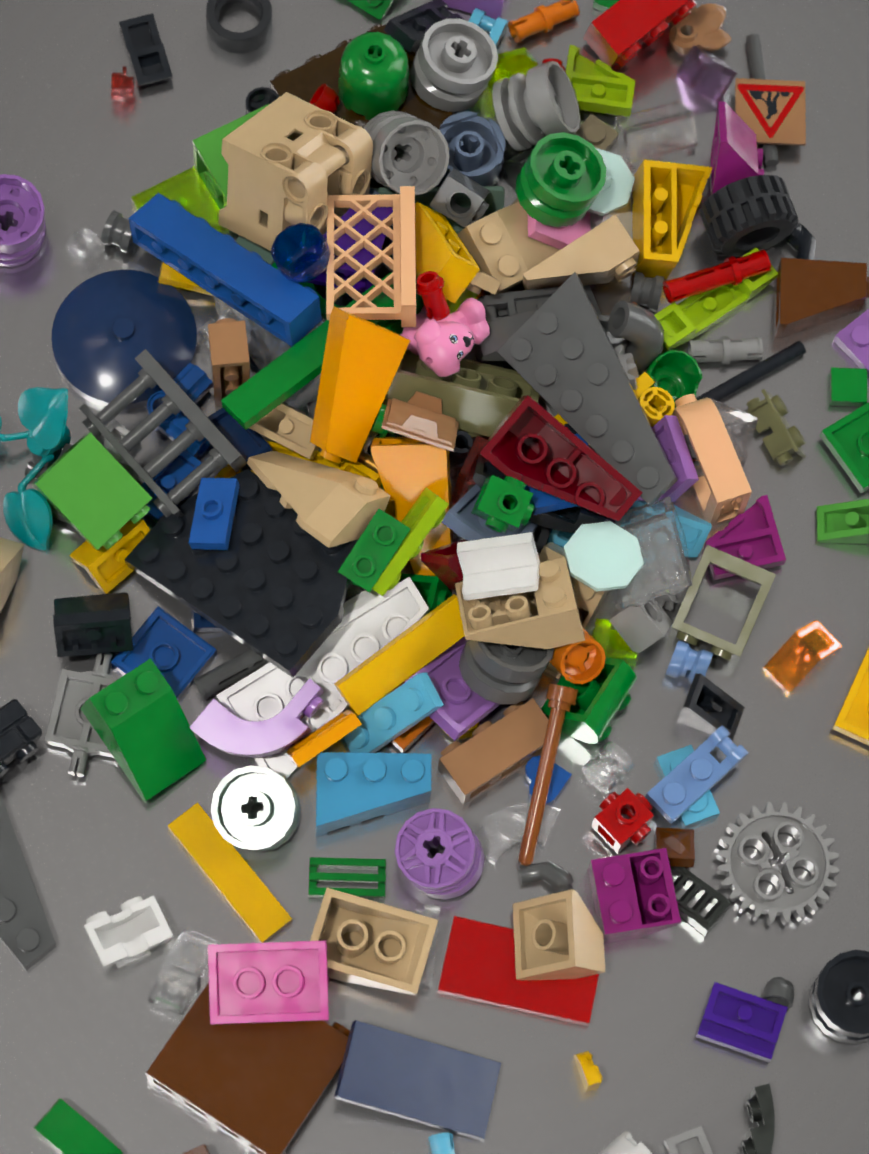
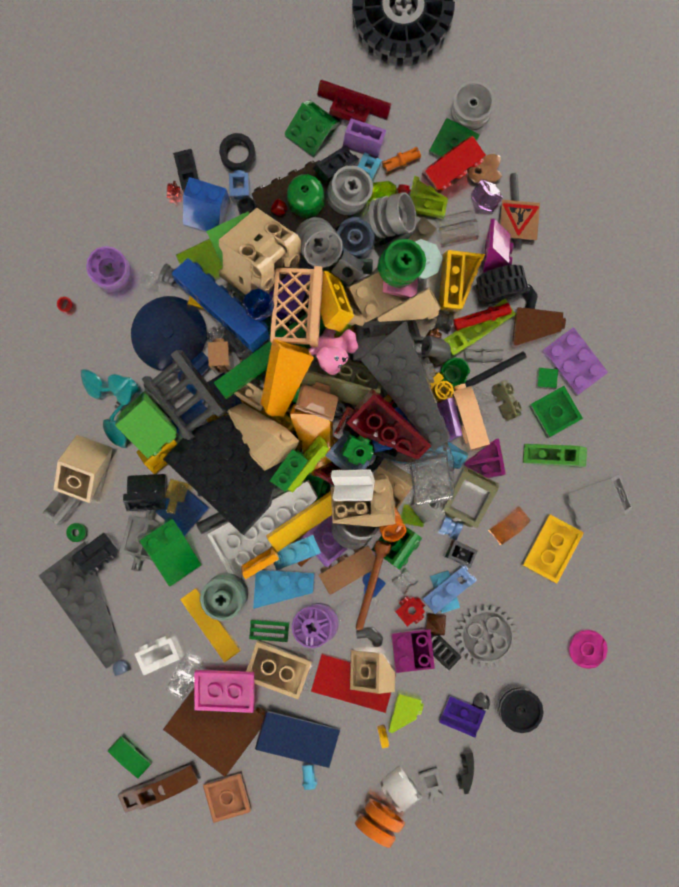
camera: 15 degrees right, 15 degrees up
(53, 965) = (120, 667): none -> sand blue hinge
(152, 620) = (176, 492): none -> clear yellow plate
(183, 101) = (204, 204): none -> blue slope
(214, 513) = (208, 441): blue plate -> none
(245, 71) = (236, 178): none -> medium blue brick
(259, 738) = (221, 560): arch -> none
(430, 287) = (326, 328): red pin -> none
(603, 556) = (408, 478): light aqua piece -> none
(627, 1015) = (404, 711): none -> lime slope

